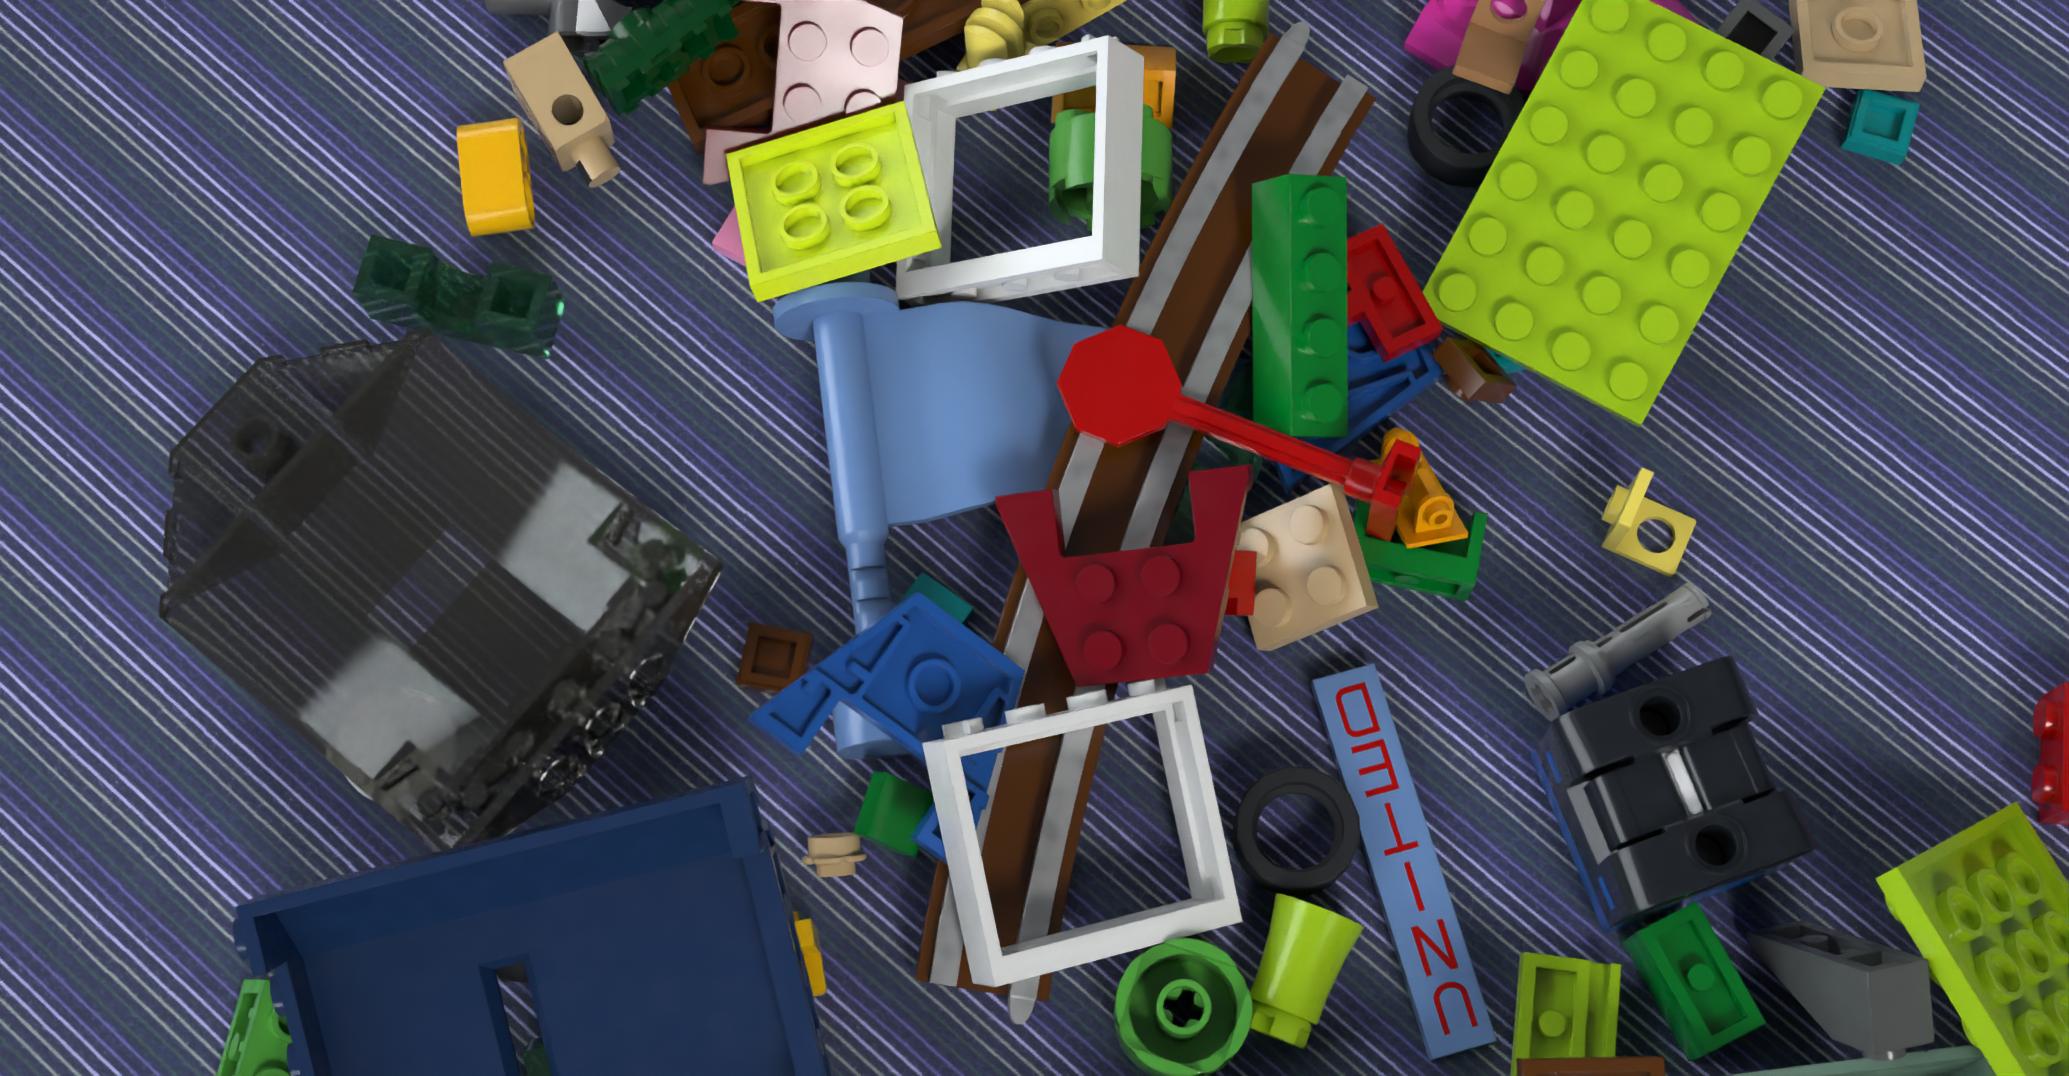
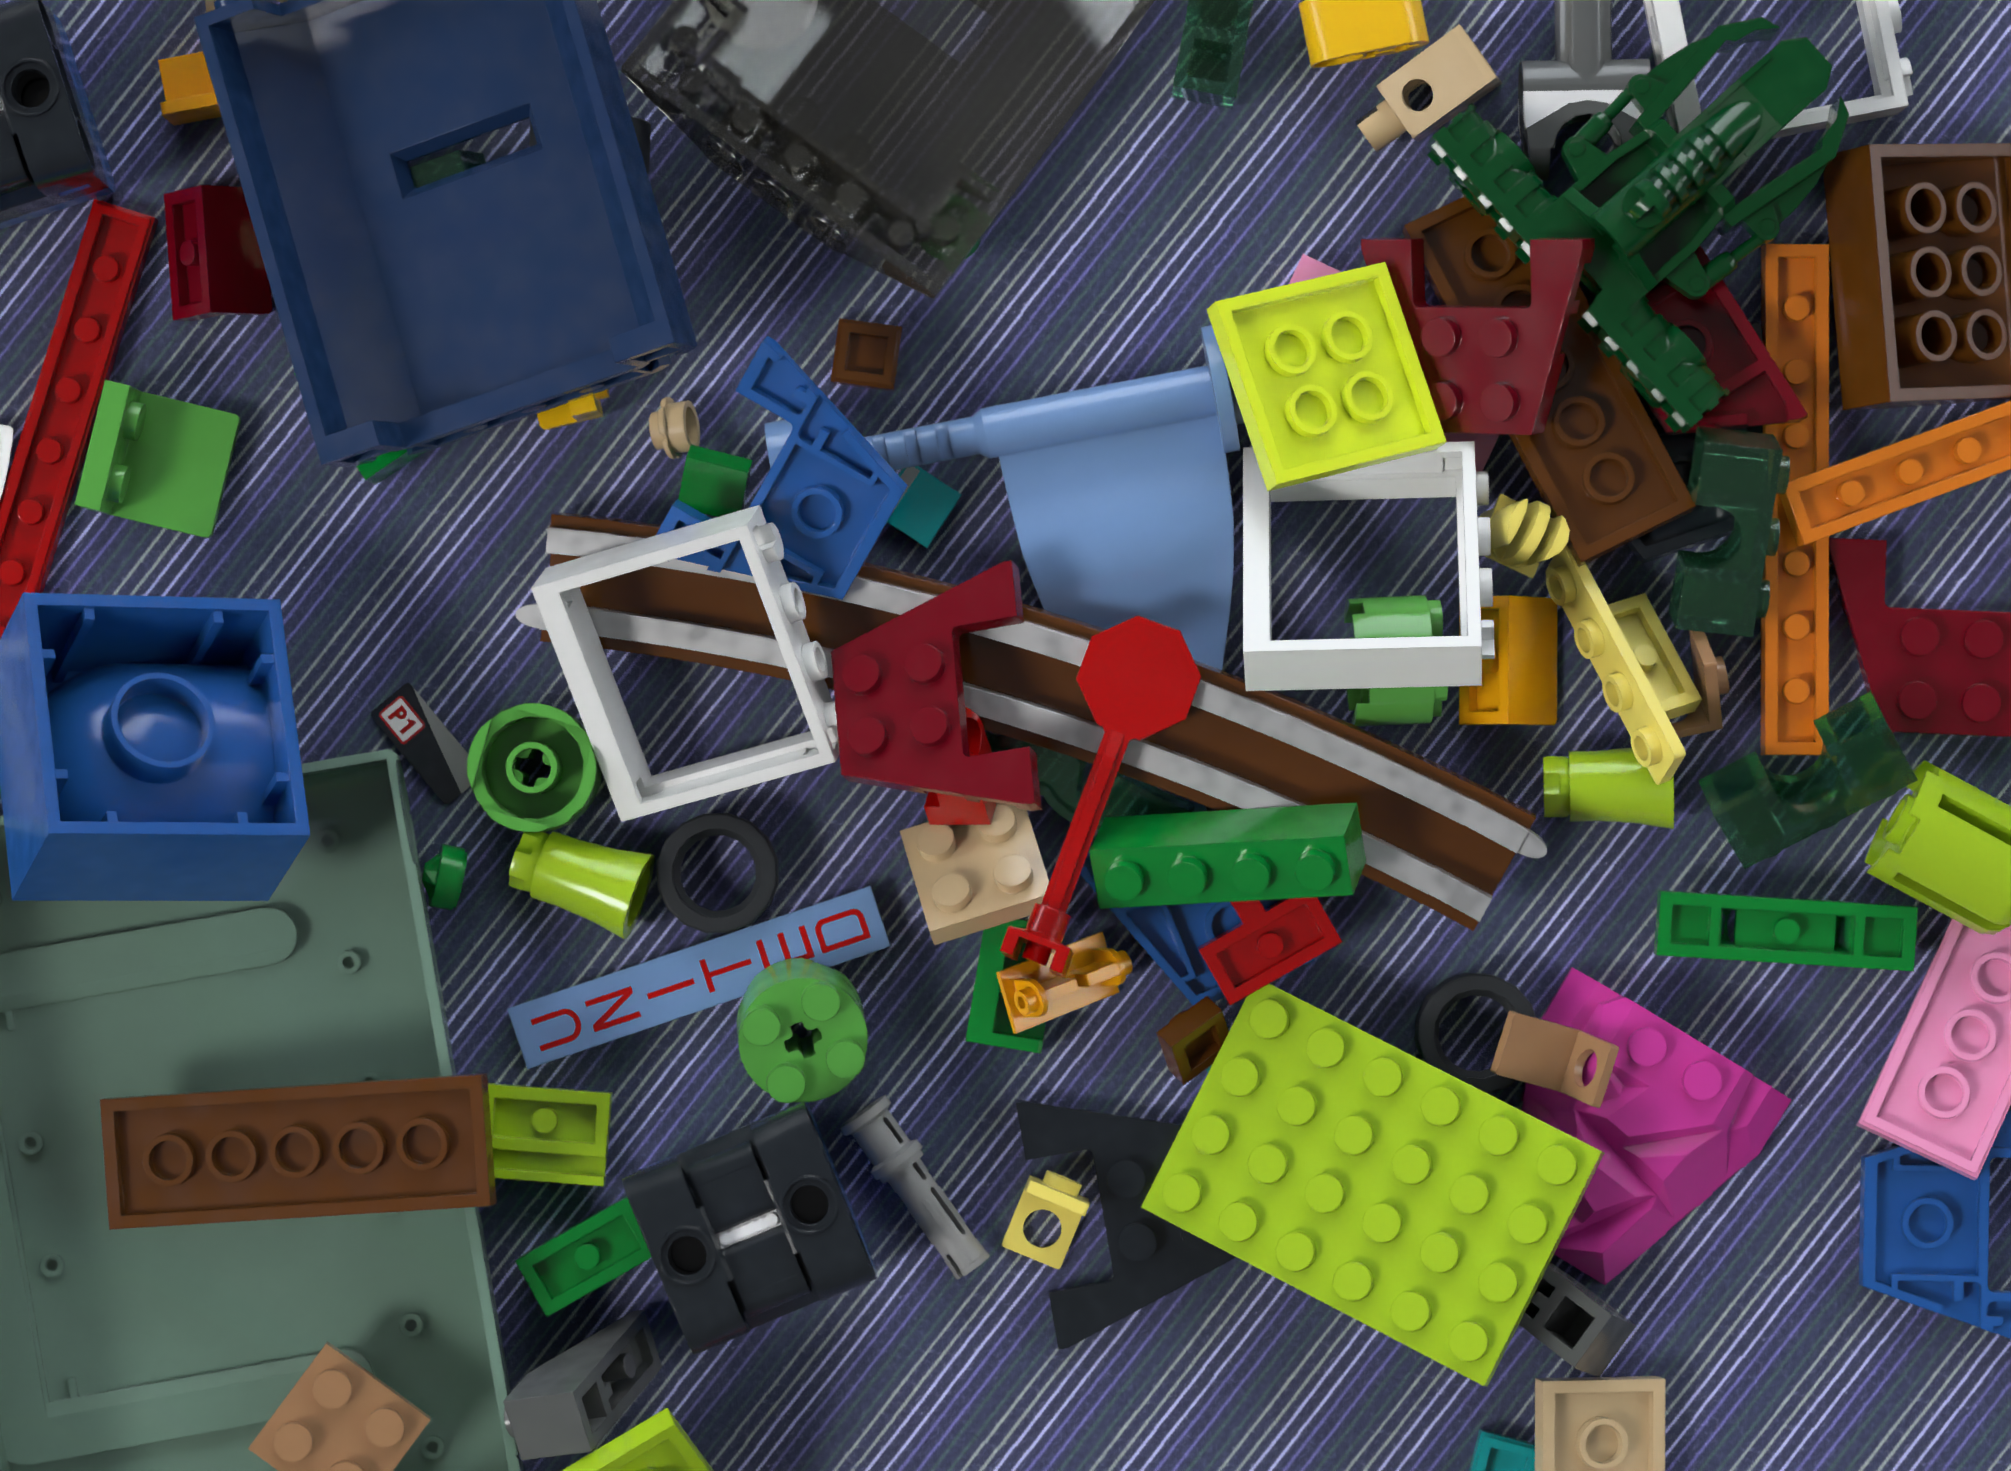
camera: 90 degrees right, 15 degrees up
(1463, 747) = (825, 1004): none -> bright green brick
(1676, 438) = (1145, 1250): none -> black wing

